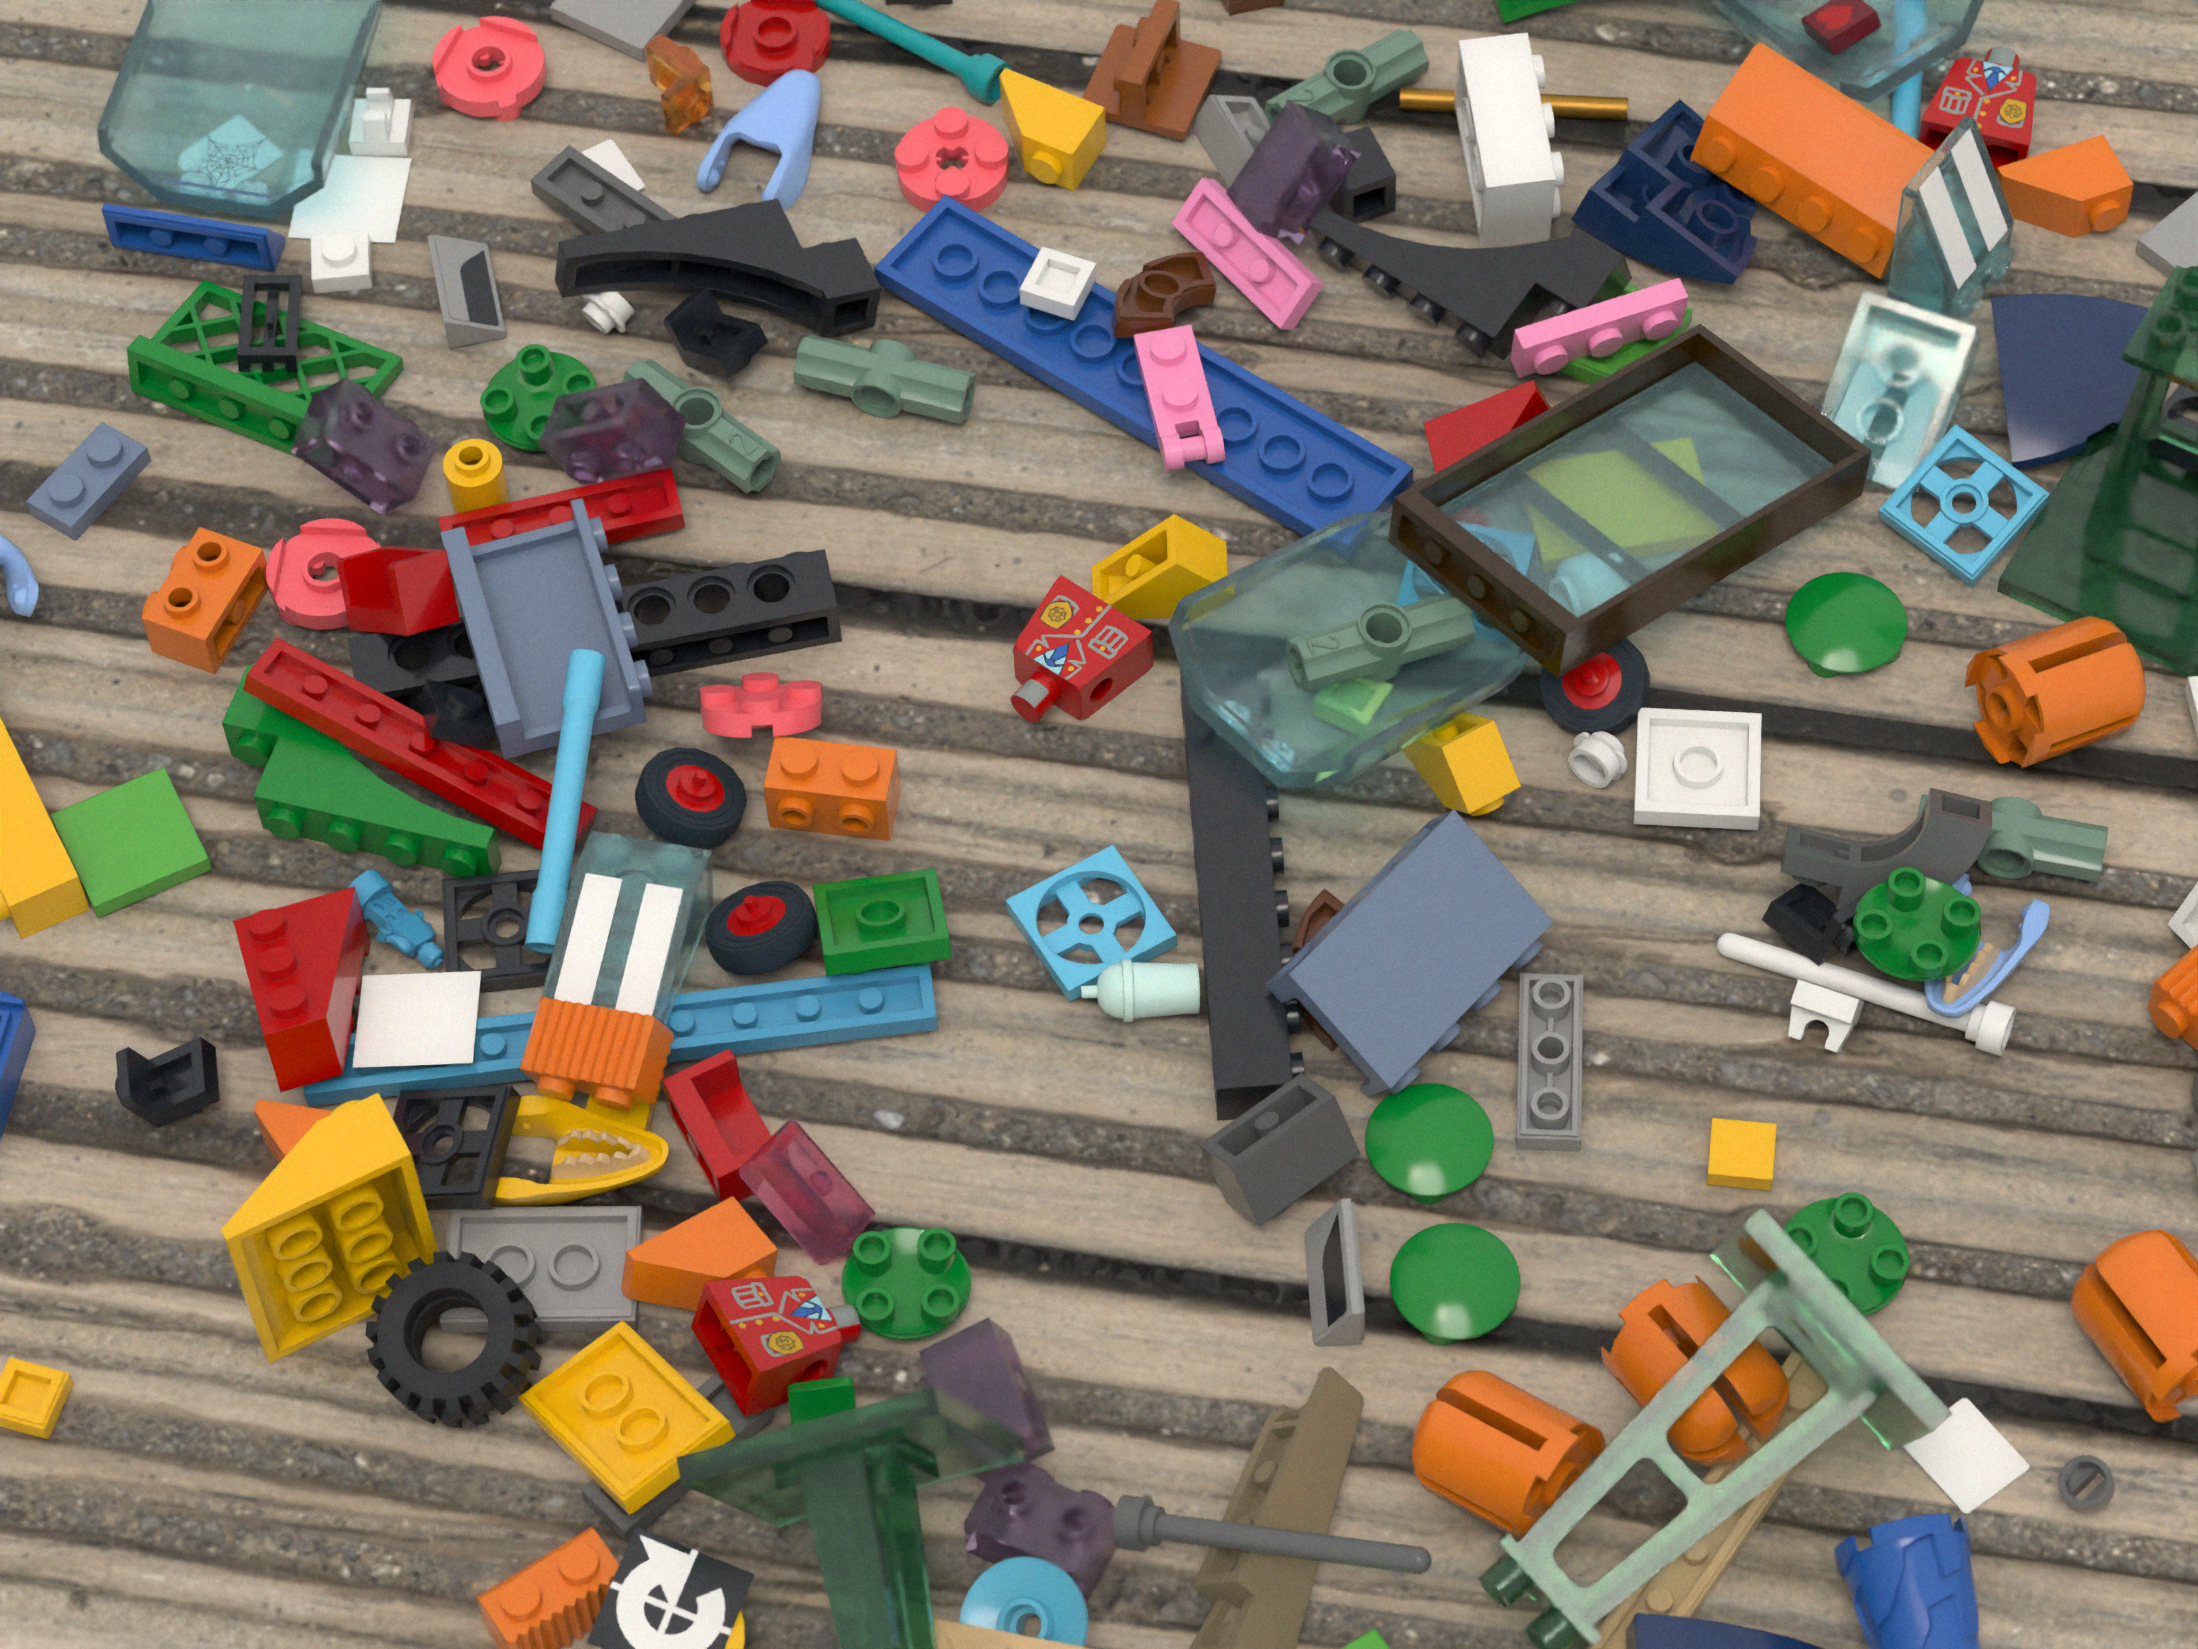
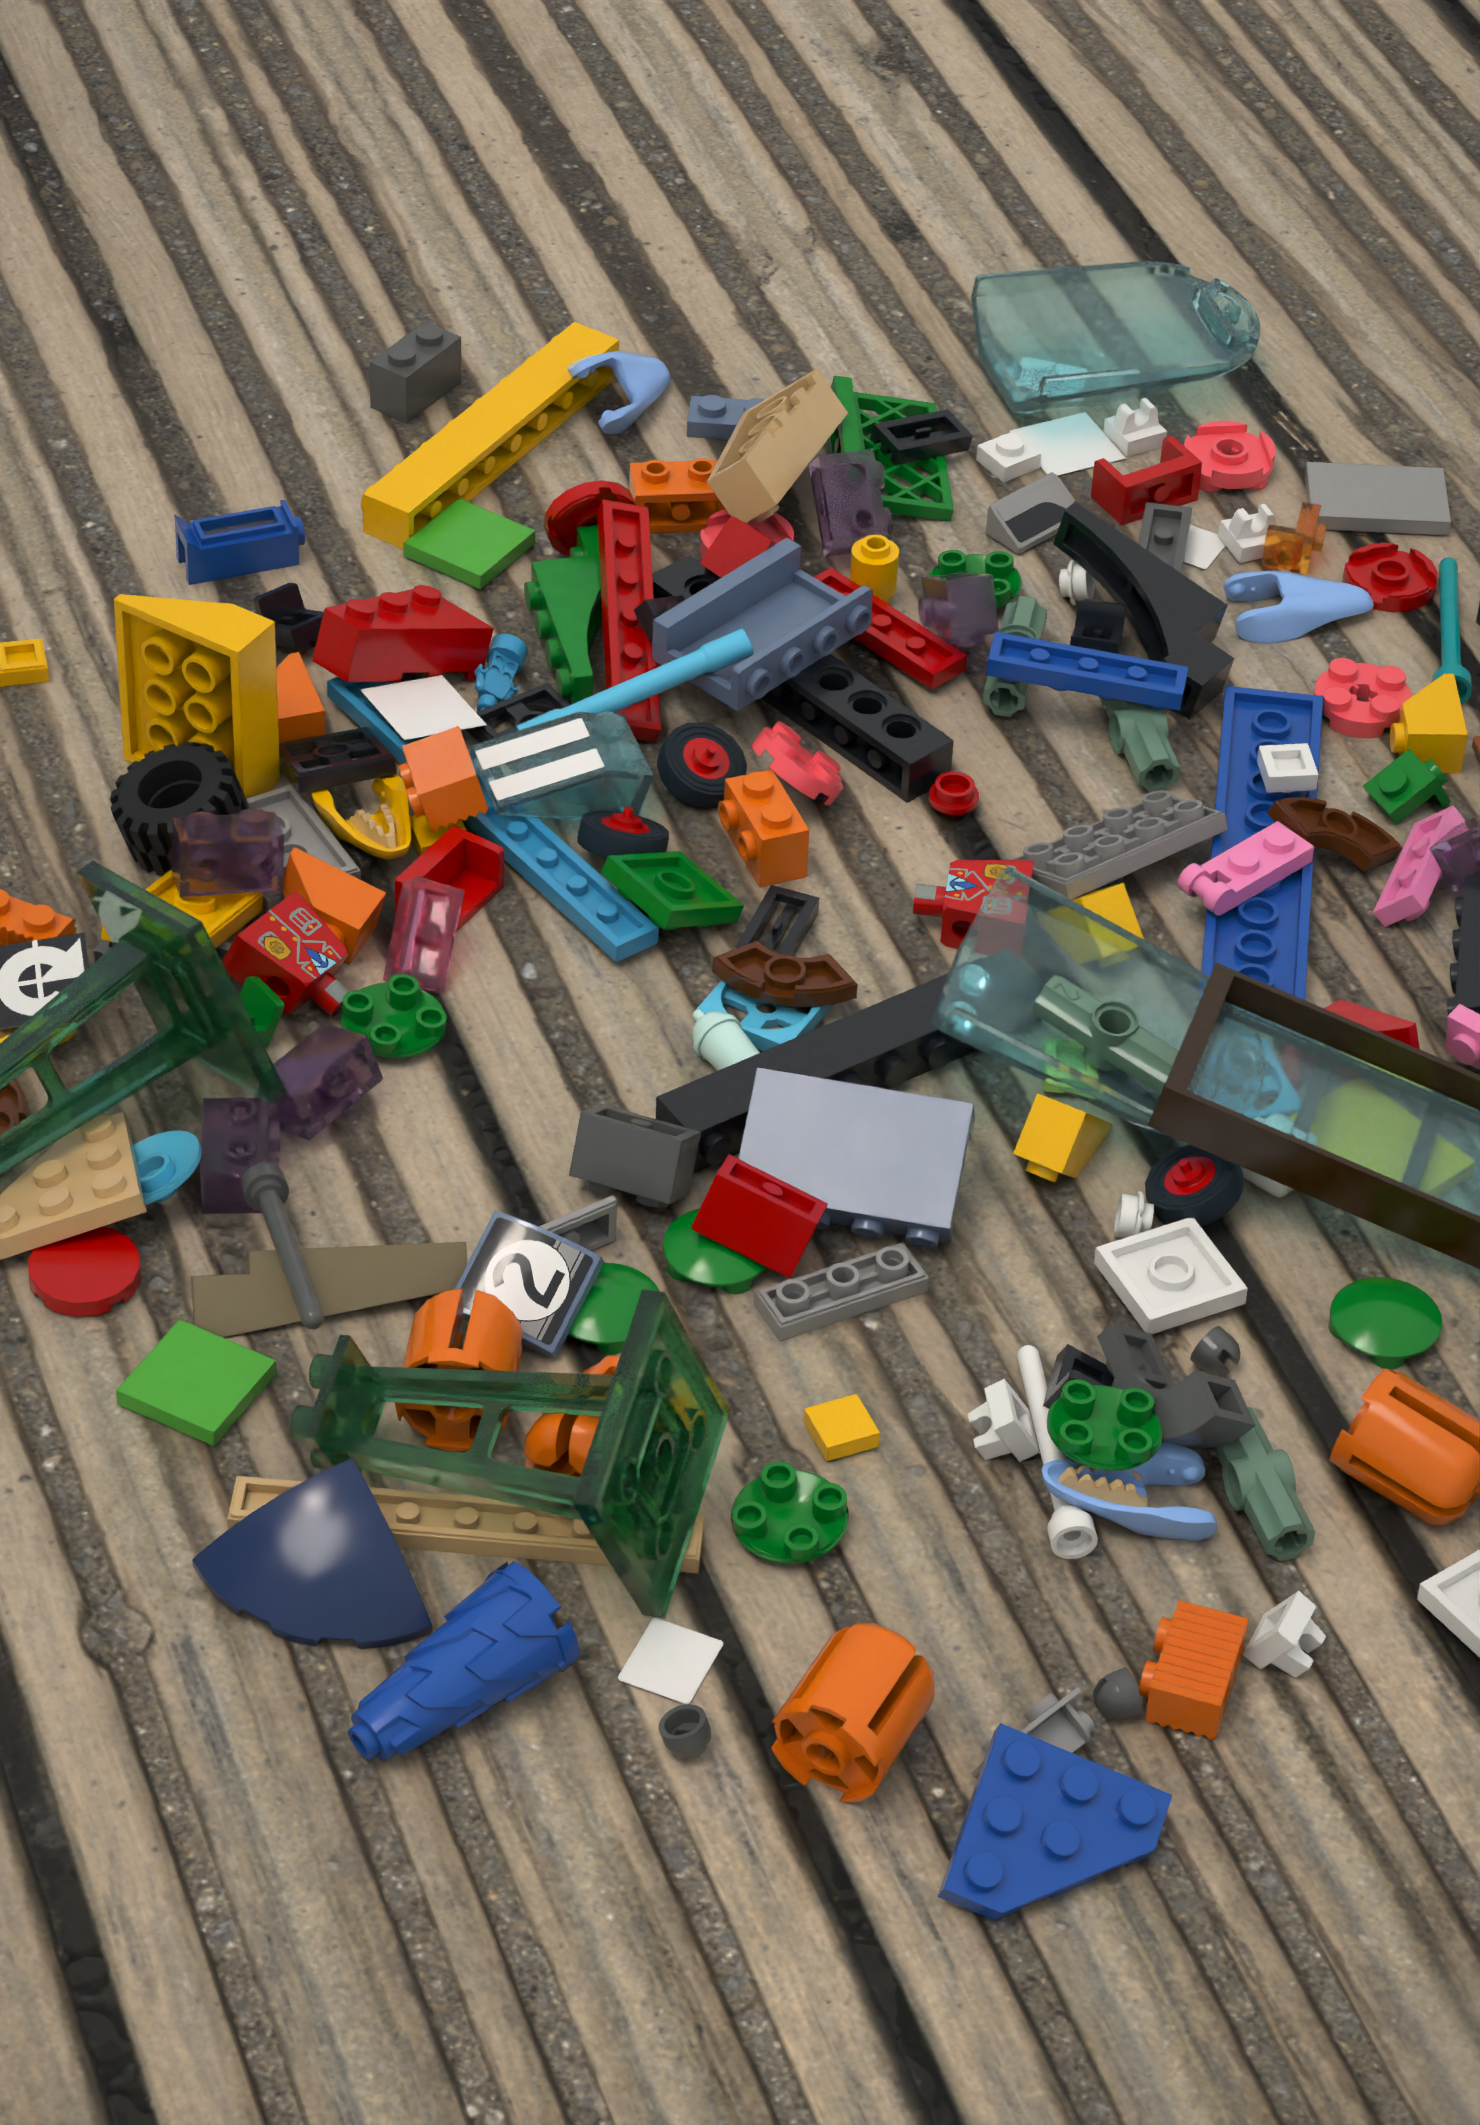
camera: 55 degrees right, 15 degrees down
(193, 237) = (964, 385): blue slope -> none
(213, 701) = (578, 509): none -> red tile
(230, 468) = (775, 446): none -> tan wedge
(486, 160) = (1170, 483): none -> red panel
(579, 1324) = (227, 853): none -> brick
(631, 118) = (1246, 533): none -> white tile
(810, 375) = (1087, 671): none -> blue plate
(873, 593) = (954, 794): none -> red plate
(995, 840) = (767, 908): none -> black tile
(1060, 490) = (1121, 843): none -> light grey tile
(1080, 888) = (785, 978): none -> reddish brown tile
(1121, 200) = (1406, 786): none -> green bracket
(1410, 1339) = (534, 1276): none -> slope
(1444, 1080) = (759, 1216): none -> red panel
(1817, 785) = (1214, 1351): none -> dark grey hinge

